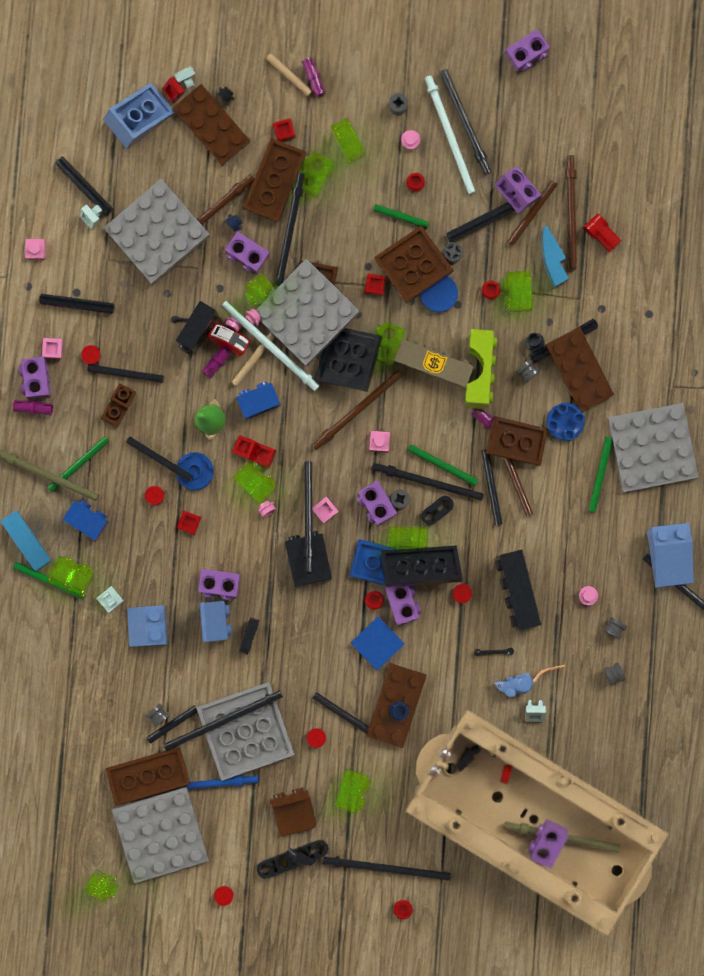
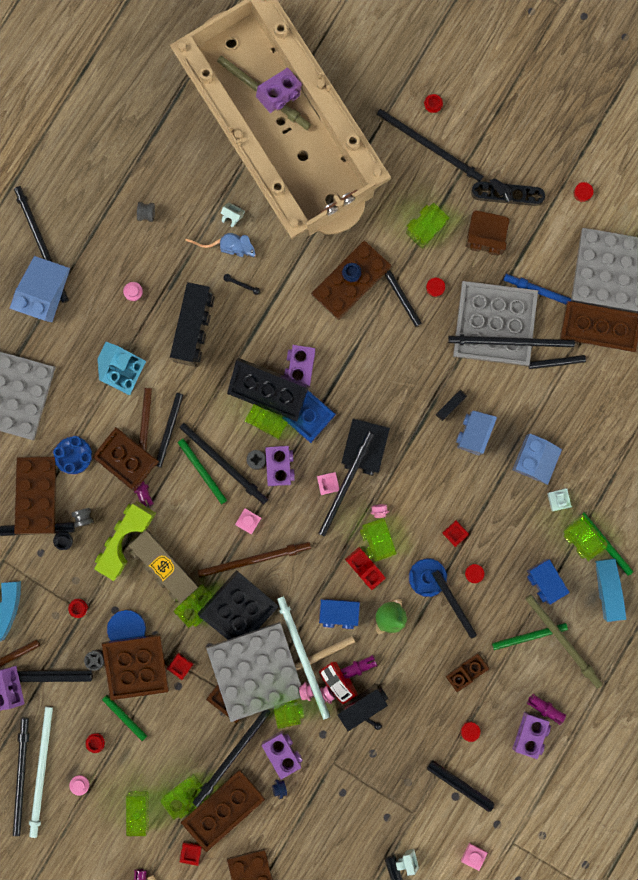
camera: 160 degrees left, 0 degrees up
(52, 348) = (502, 755): bright pink plate -> none
(125, 373) = (446, 698): black bar -> none
(157, 231) = (354, 816): light grey plate -> none
(157, 715) = (566, 375): dark grey wheel -> none
(219, 578) = (452, 469): medium lavender brick -> none
(236, 190) = (262, 818): reddish brown bar -> none
(374, 600) = (324, 381): red plate -> none
(377, 643) = (340, 342): blue tile -> none
(398, 108) = (76, 821): dark grey wheel -> none
(434, 506) = (227, 428): black beam -> none
(462, 593) = (243, 349): red tile -> none
(467, 757) = (311, 200): black bar -> none
(506, 773) = (285, 169): red tile -> none
(518, 291) = (53, 594): clear neon green brick -> none
(564, 519) = (119, 367): none -> medium azure slope
(600, 474) = (67, 391): green bar -> none
(615, 628) = (124, 250): dark grey wheel -> none

